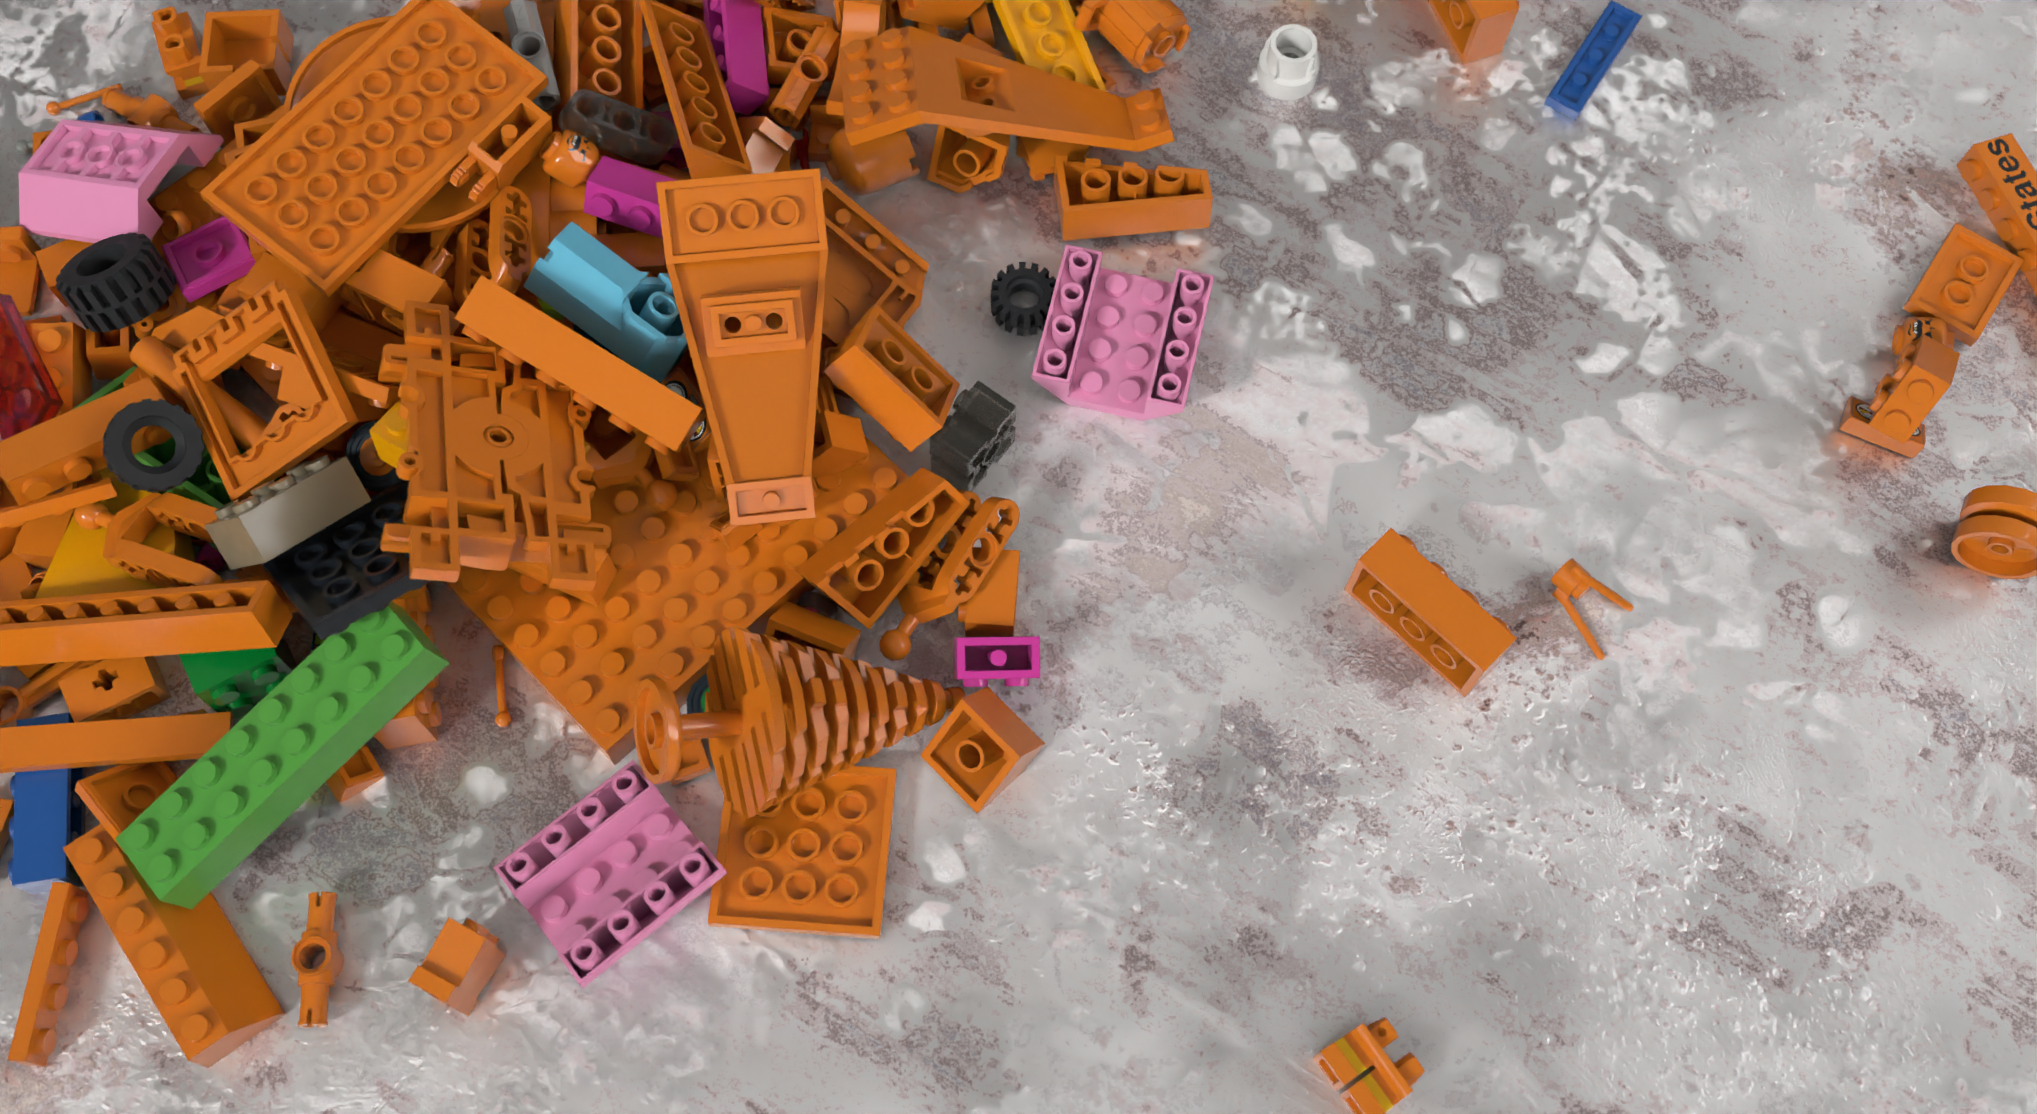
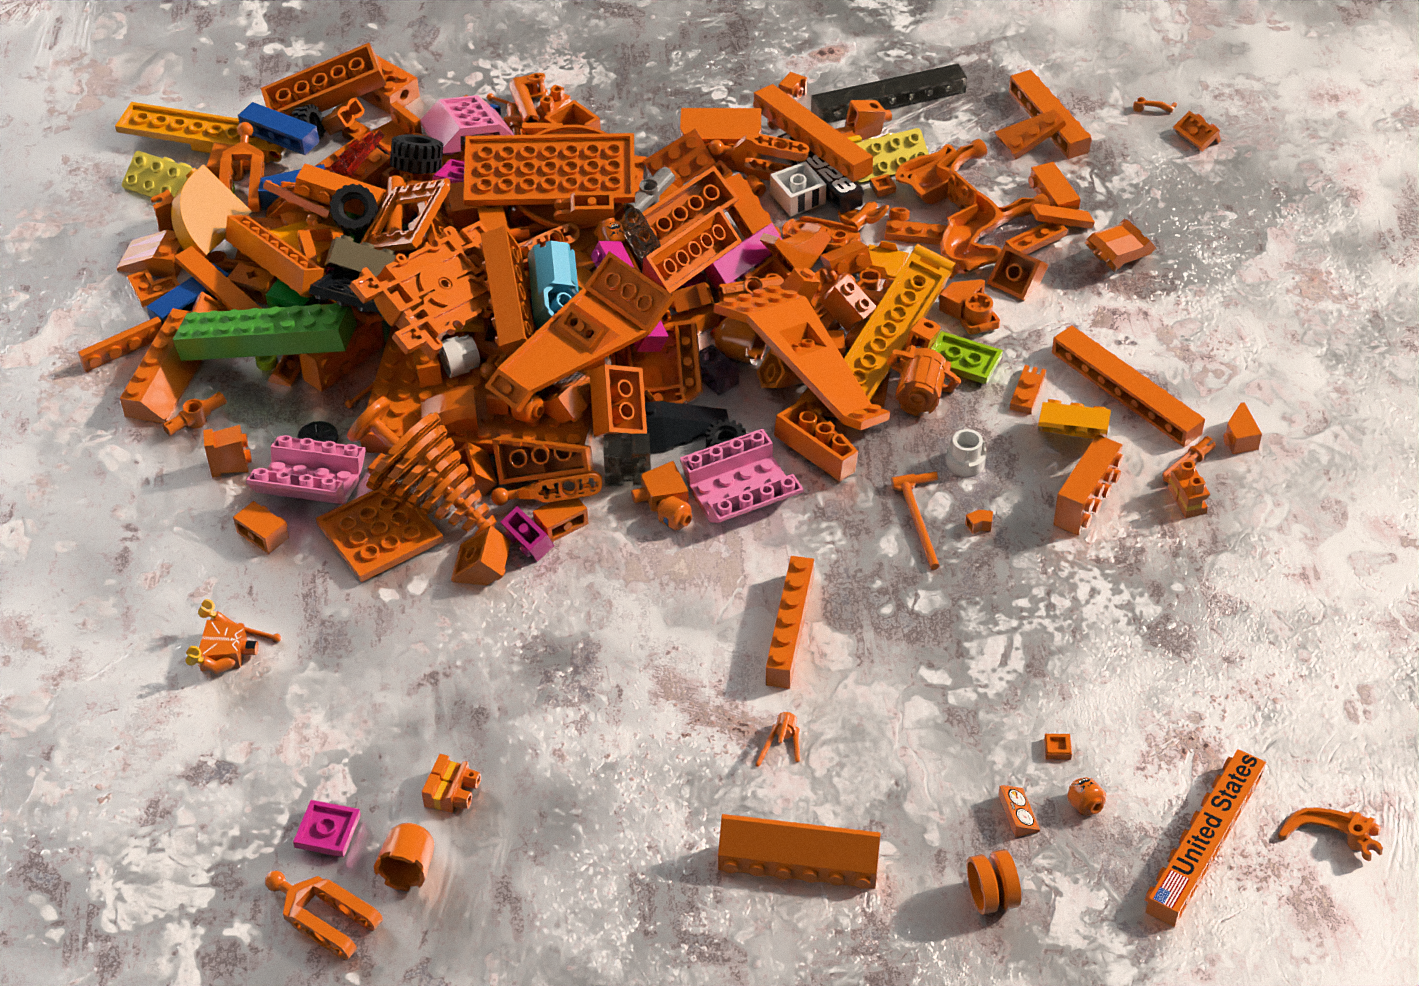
camera: 55 degrees right, 20 degrees down
(99, 58) = (523, 91): none -> orange axle
(528, 805) = (319, 431): none -> black wheel
(616, 506) = (459, 355): none -> white piece
(653, 1012) = (261, 527): none -> orange brick
(693, 597) = (454, 407): none -> orange slope
(892, 207) = (717, 370): none -> brick
(953, 321) = (678, 423): none -> black wedge
(1049, 433) = (659, 485): none -> orange torso
(1108, 450) = (674, 513): none -> orange head
(1274, 162) = (905, 484): none -> orange bar
(1403, 130) = (979, 521): none -> orange piece
(1410, 452) = (790, 622): none -> orange brick
(1429, 611) = (704, 671): orange brick -> none
(1593, 60) = (1115, 571): blue tile -> none
(1805, 716) = (799, 851): none -> orange slope
(1813, 314) = (1057, 746): none -> orange tile
(1913, 388) = (1037, 793): orange brick -> none
(1964, 283) = (1148, 799): orange plate -> none

